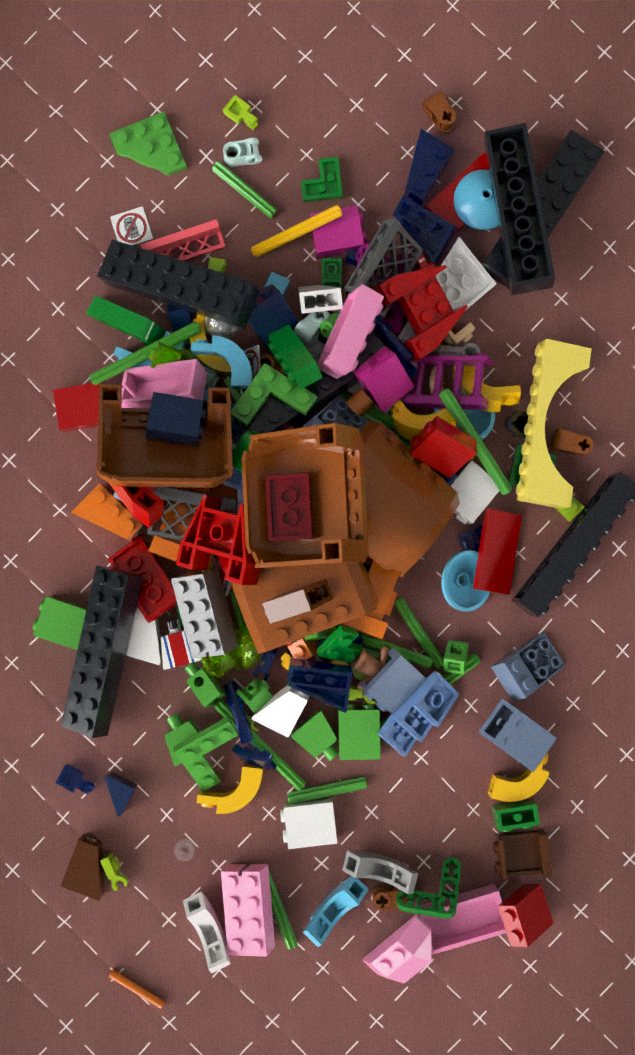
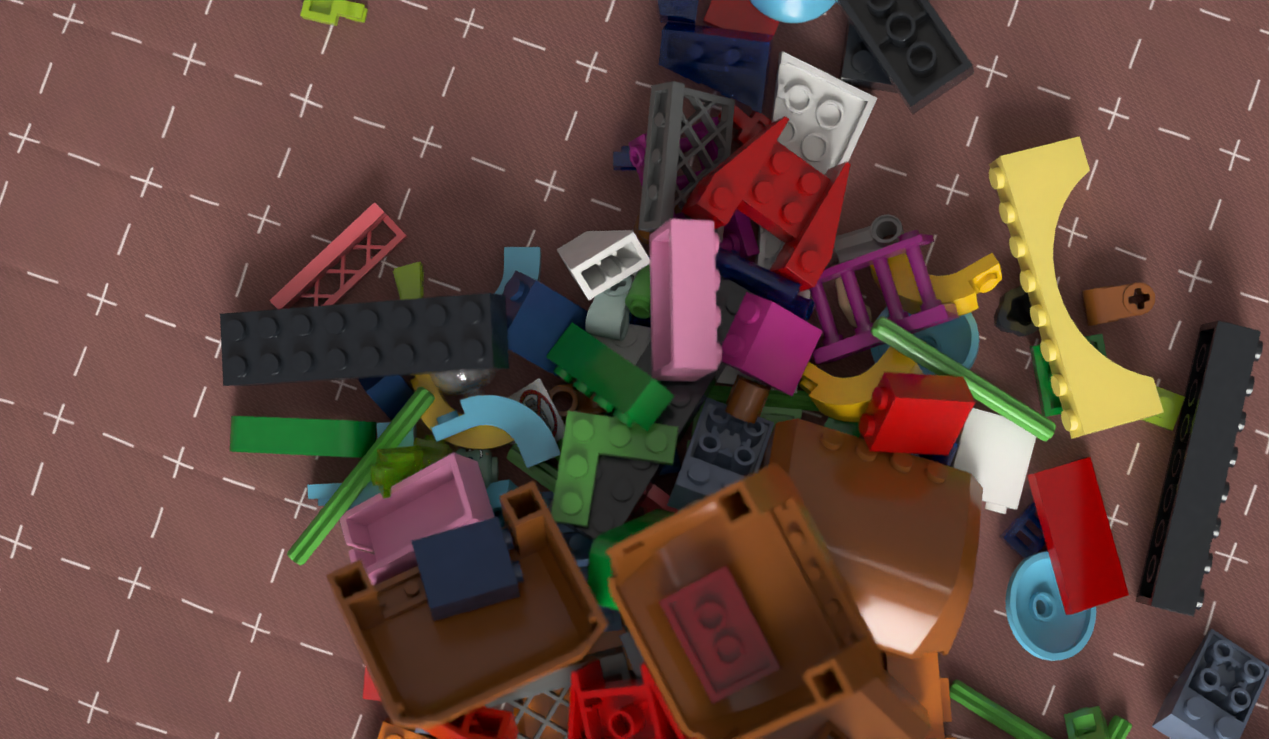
camera: 25 degrees left, 0 degrees up
(77, 406) = (292, 607): red brick -> none
(131, 226) = (237, 273): clear sticker -> none
(150, 144) = (206, 124): bright green plate -> none
(243, 151) = (367, 69): light aqua piece -> none
(244, 189) = (395, 128): bright green axle -> none
(296, 231) = (514, 162): yellow axle -> none
(327, 186) = (529, 59): green plate -> none
(332, 272) = (601, 202): green slope -> none
(340, 234) = (580, 130): dark pink brick -> none
(463, 335) = (863, 206): tan bracket -> none

